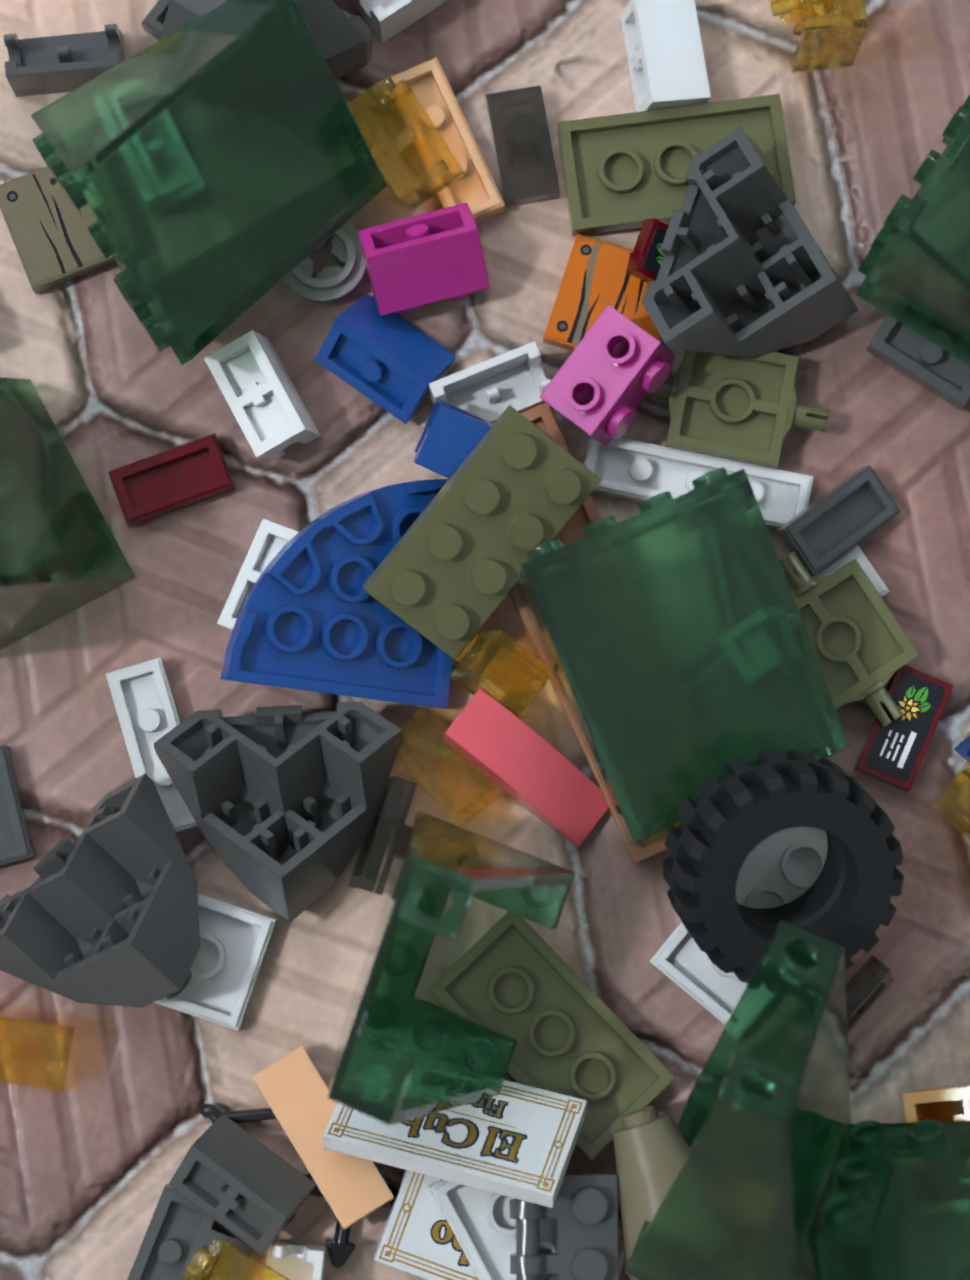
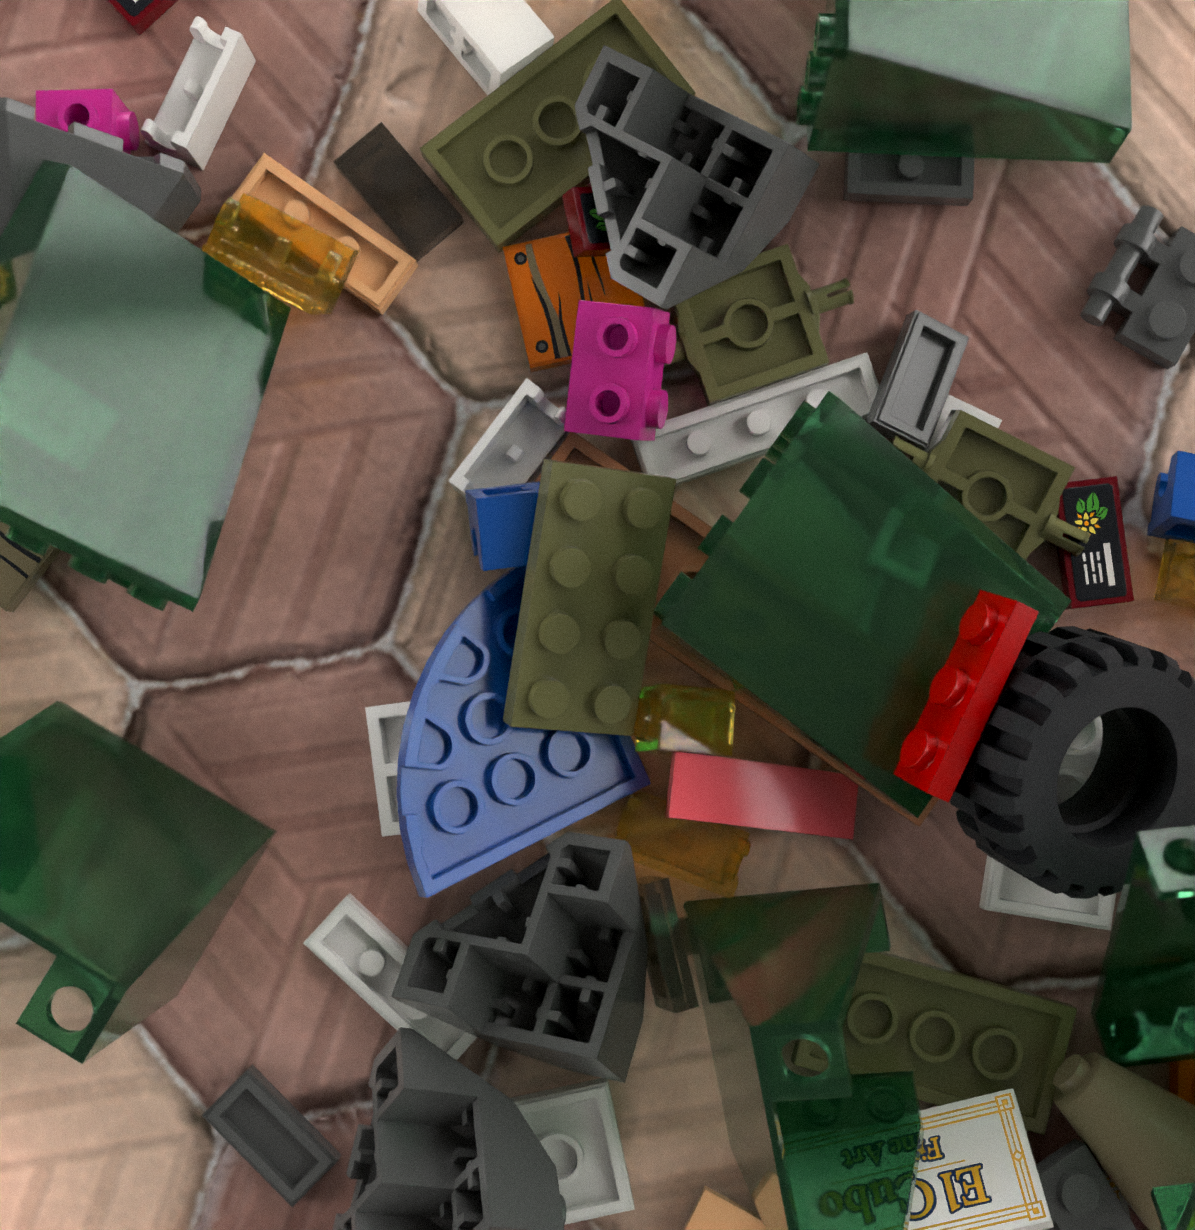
camera: 30 degrees left, 5 degrees up
(171, 480) = (254, 717): dark red tile -> none
(261, 395) = (291, 585): white hinge -> none
(332, 281) = (294, 433): light grey gear -> none
(383, 357) = (387, 476): blue panel -> none
(424, 259) = (370, 359): dark pink brick -> none
(719, 757) = (964, 693): none -> red plate

